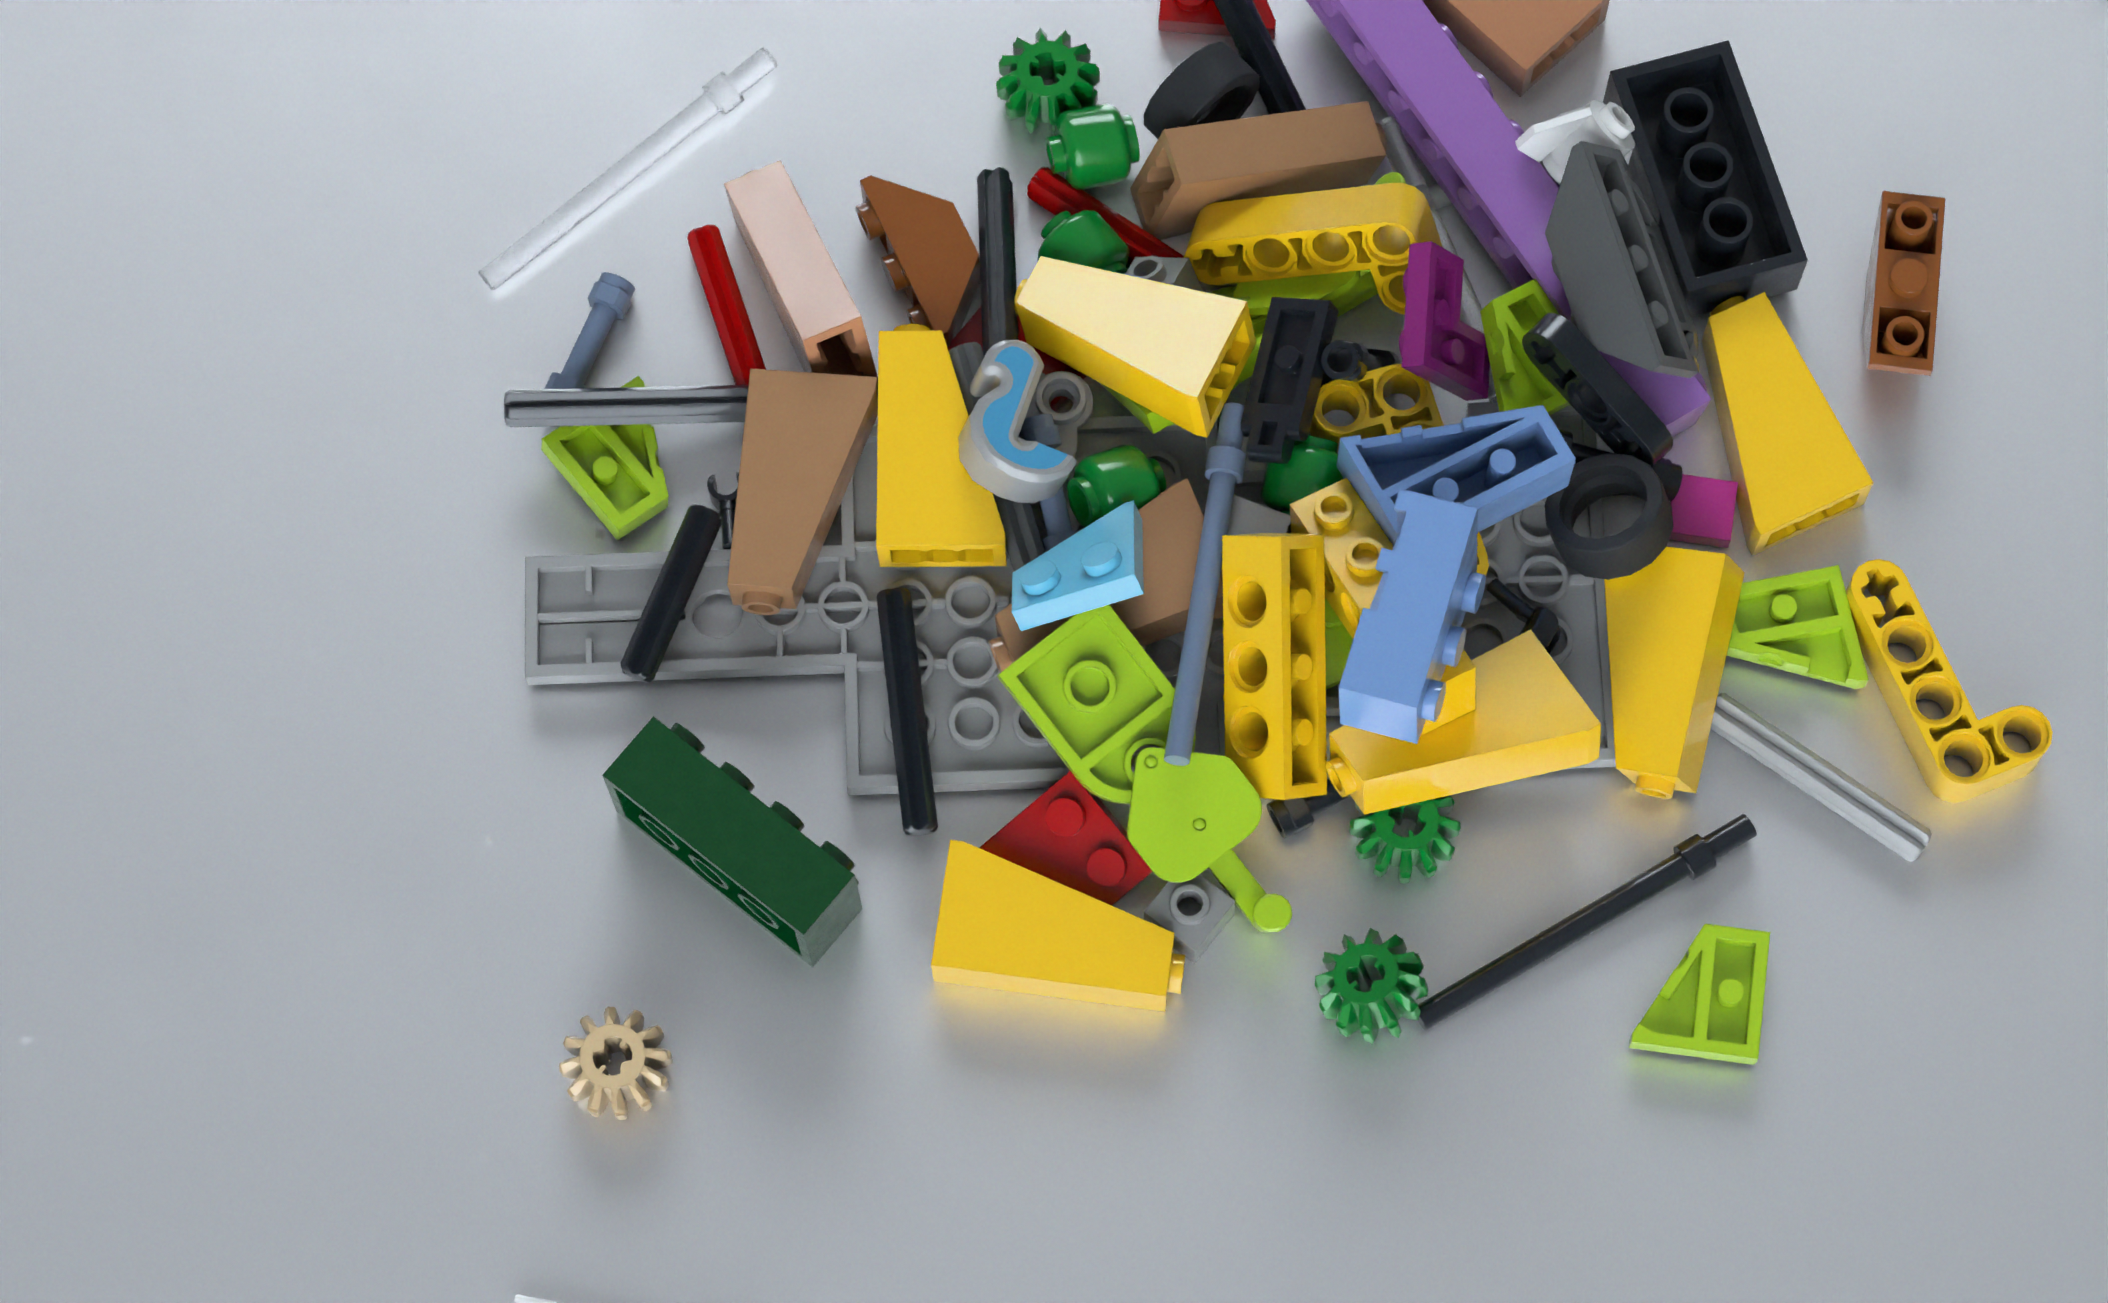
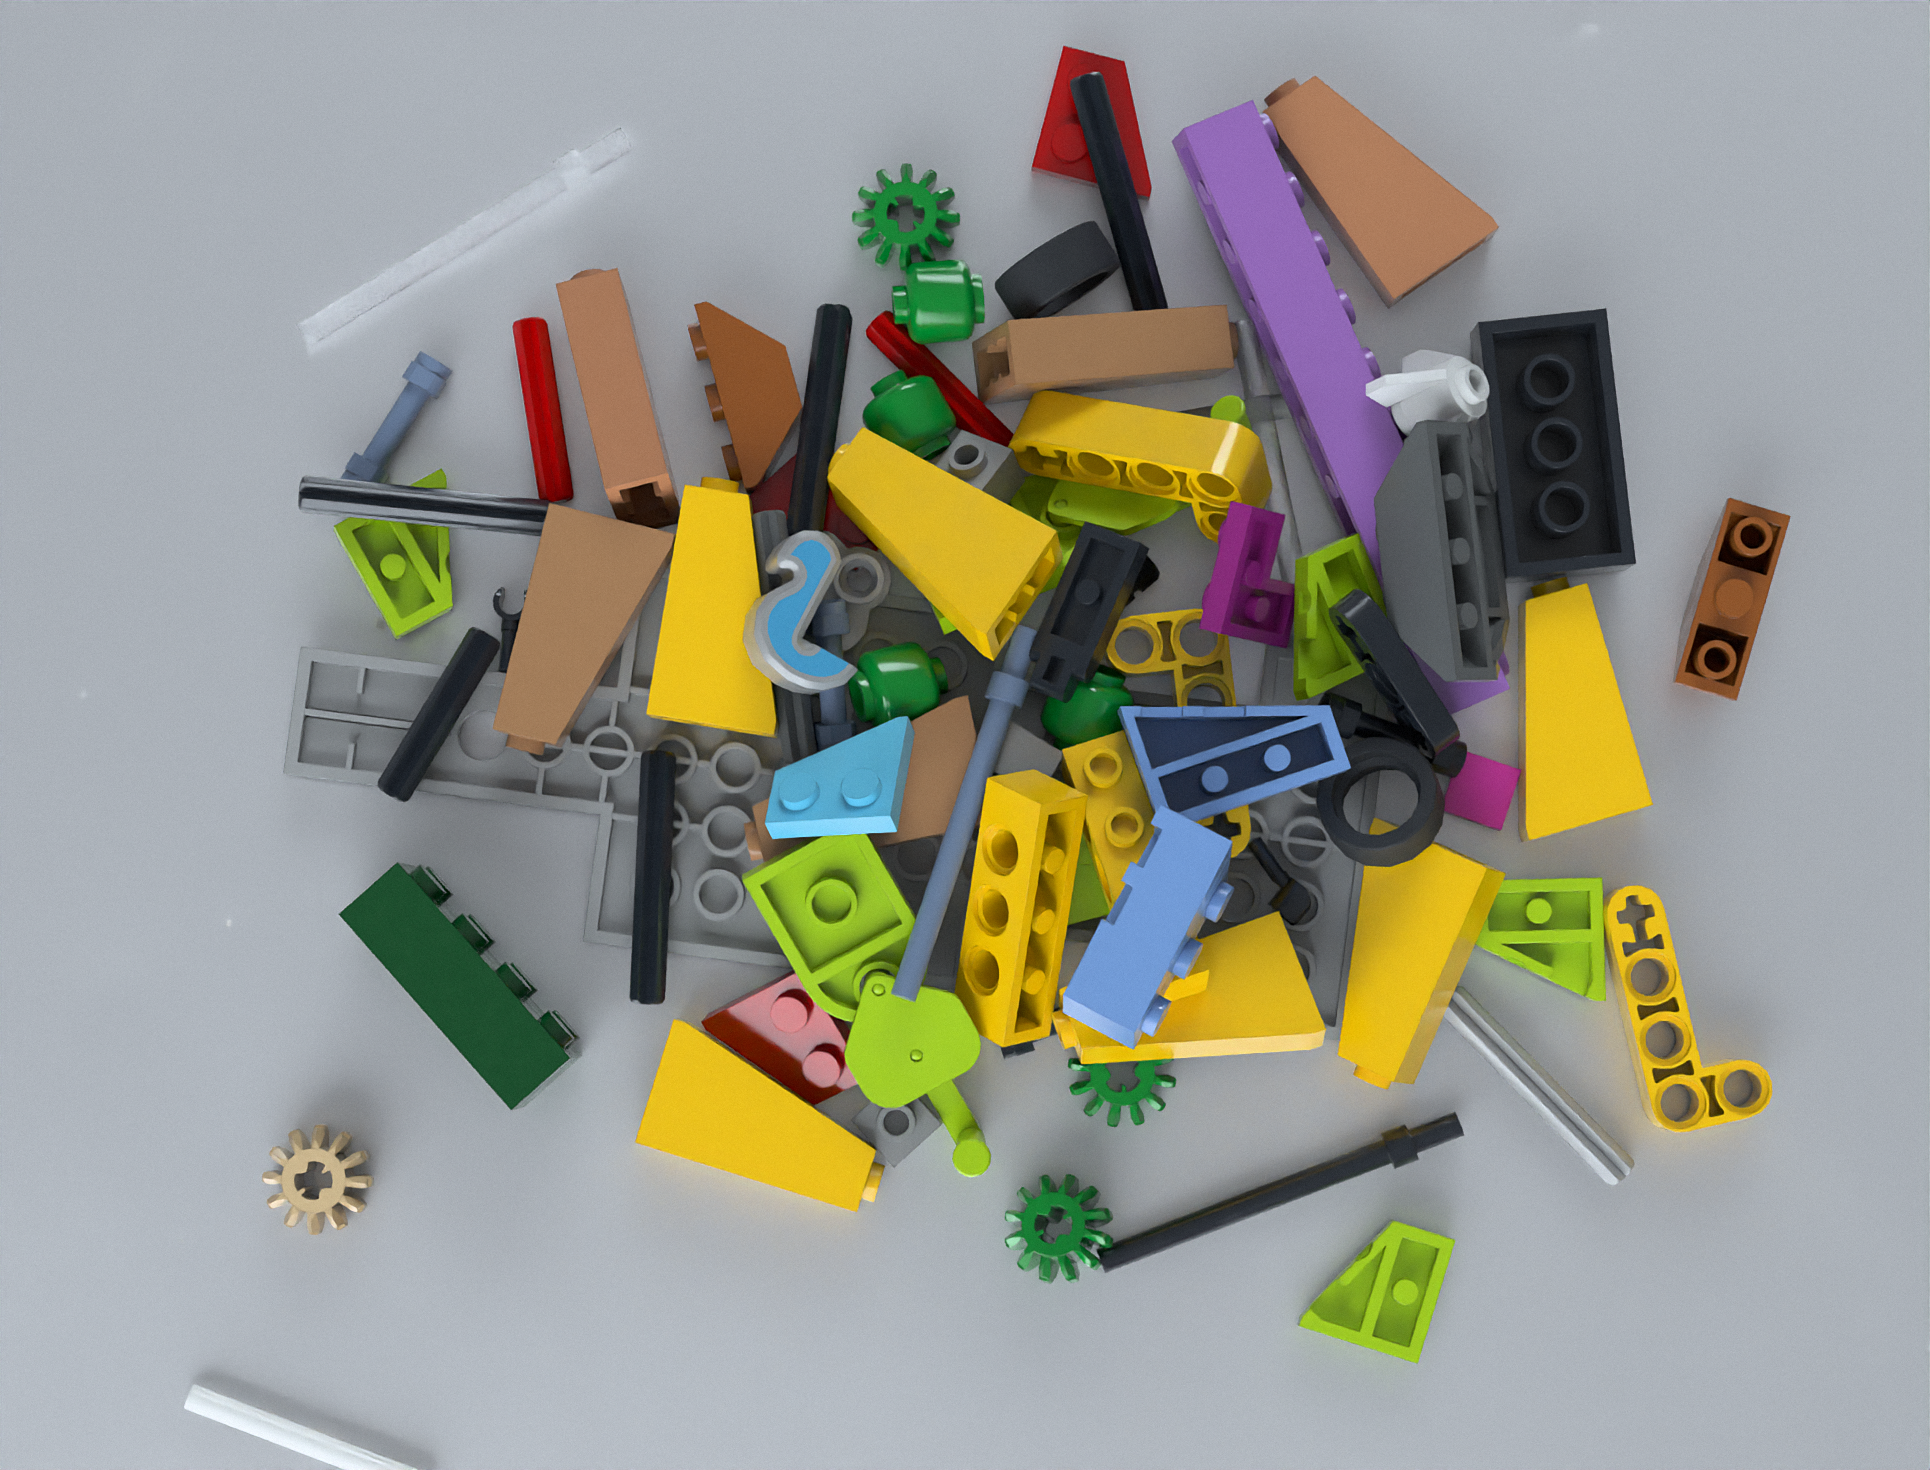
camera: 10 degrees right, 15 degrees up
(1352, 360) = (1148, 603): black bar -> none

